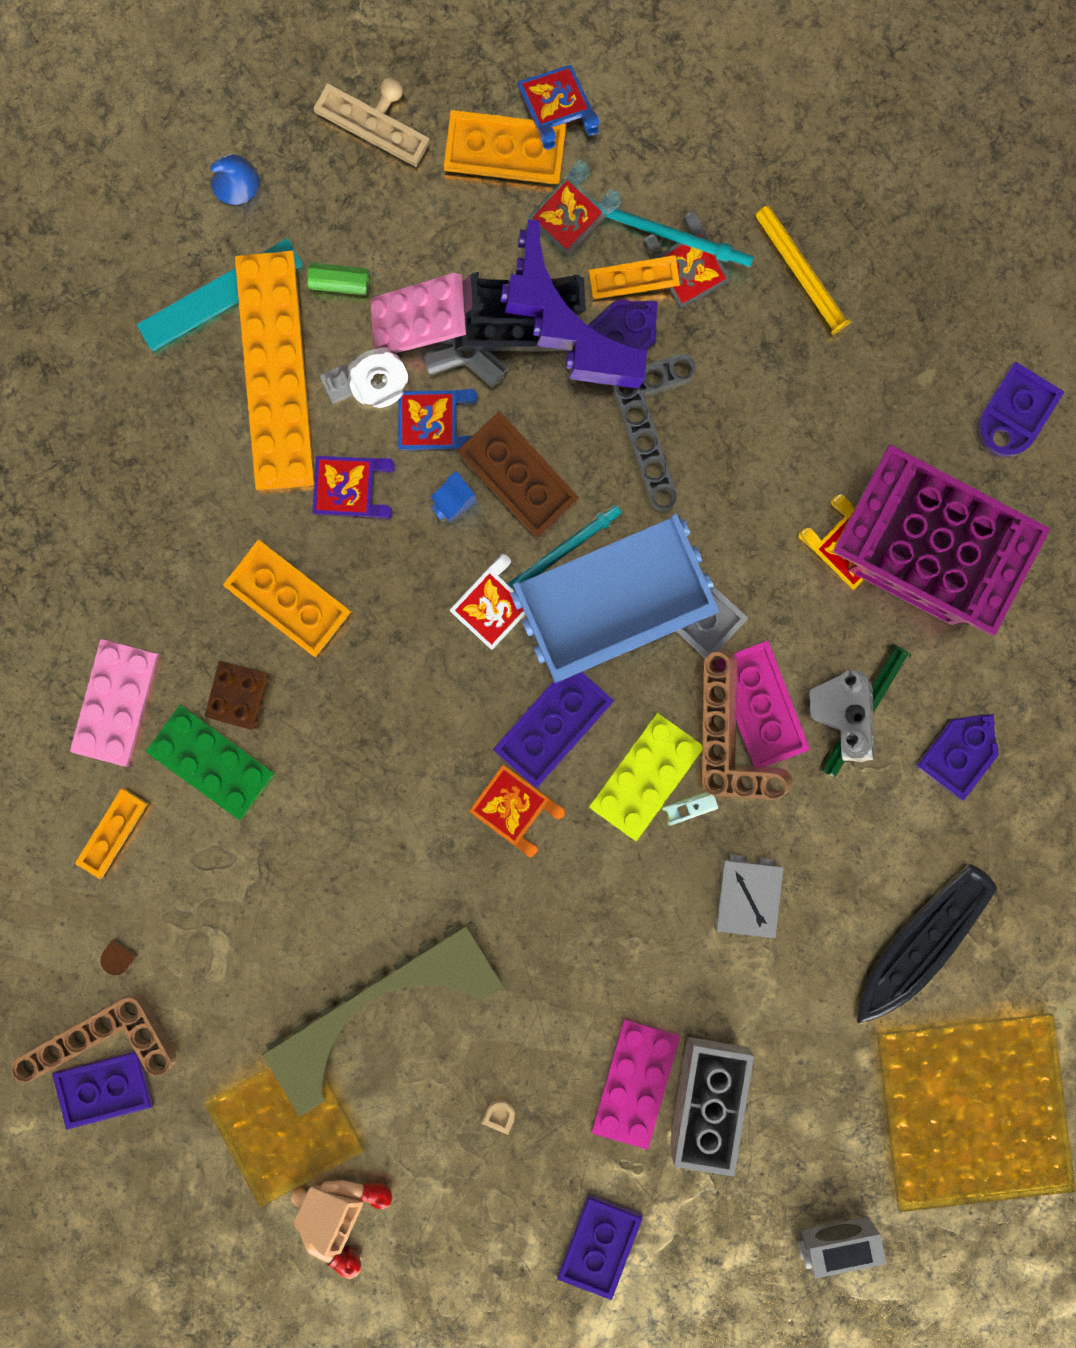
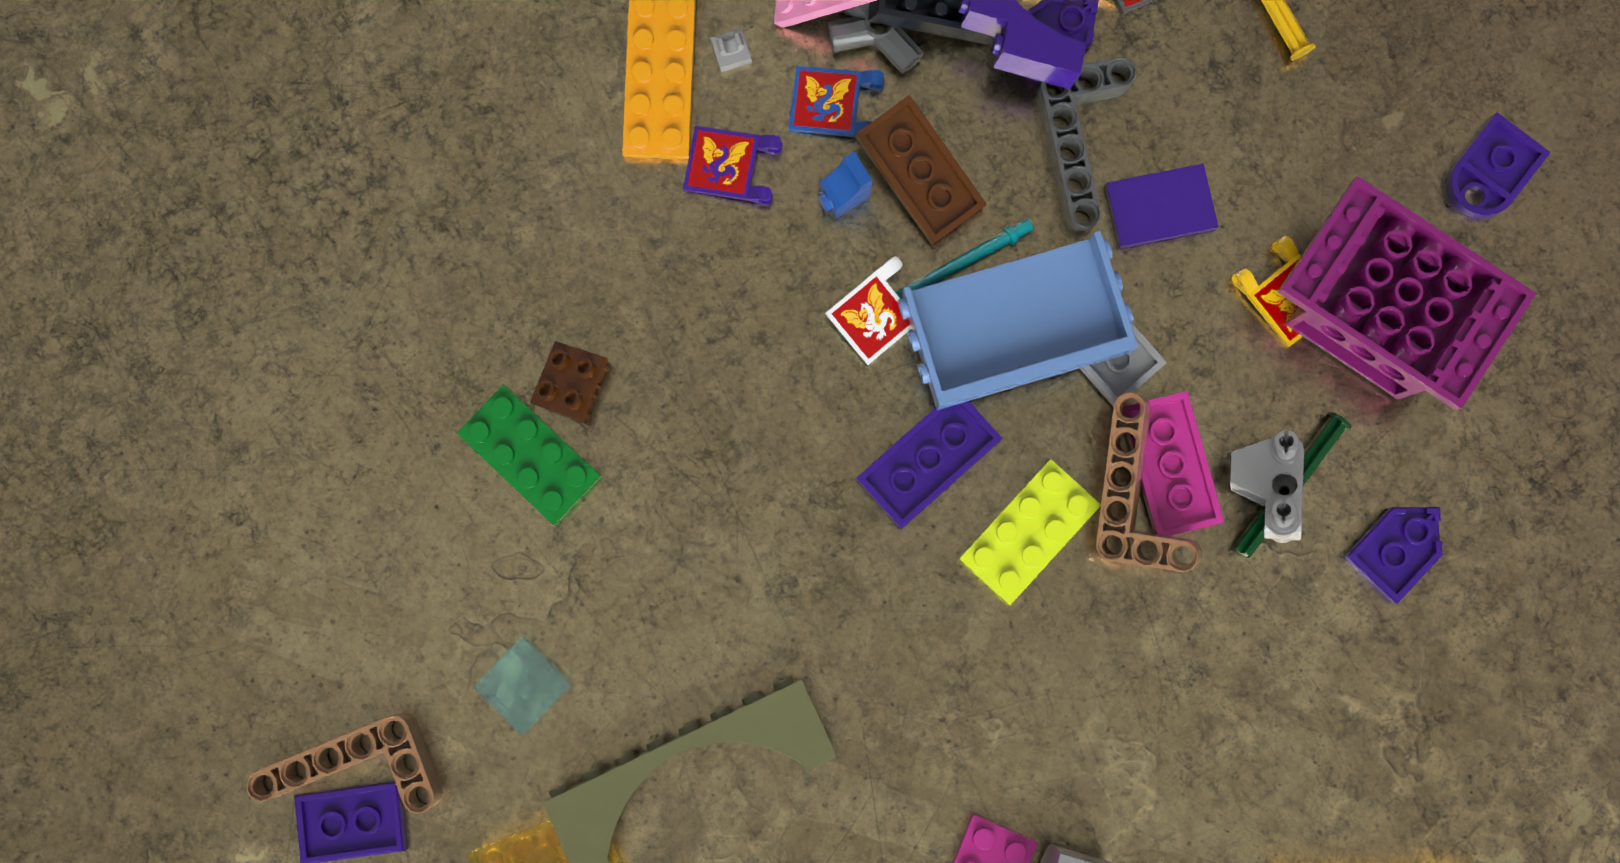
camera: 10 degrees right, 5 degrees down
(111, 833) = (404, 522): light orange plate -> none
(114, 703) = (429, 374): bright pink plate -> none
(116, 958) = (389, 669): reddish brown tile -> none
(231, 958) = (522, 685): none -> clear light blue tile
(287, 598) = (642, 279): light orange plate -> none
(371, 363) = (758, 37): white plate -> none
(511, 807) = (869, 548): flag -> none
(695, 805) = (1082, 572): light aqua bar -> none
(730, 479) = (1161, 206): none -> dark purple tile
(748, 896) = (1135, 685): light grey brick -> none
(925, 943) = (1338, 767): black piece -> none

